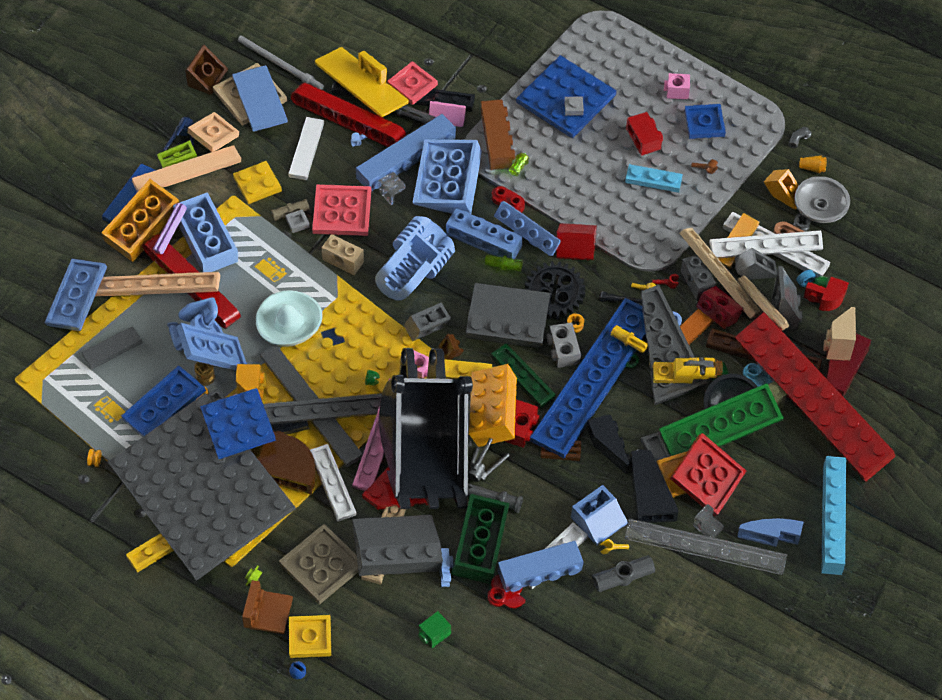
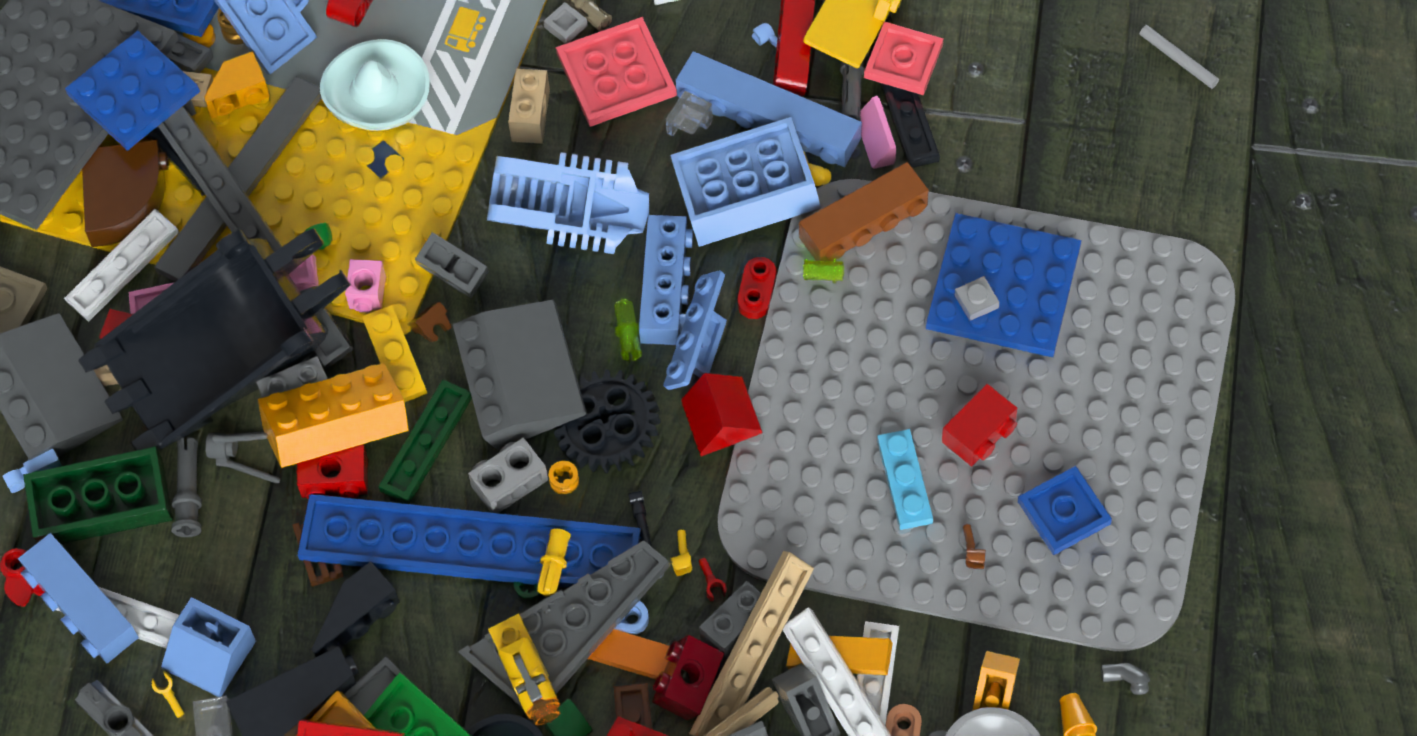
camera: 70 degrees right, 5 degrees up
(677, 86) = (1114, 452): bright pink brick -> none

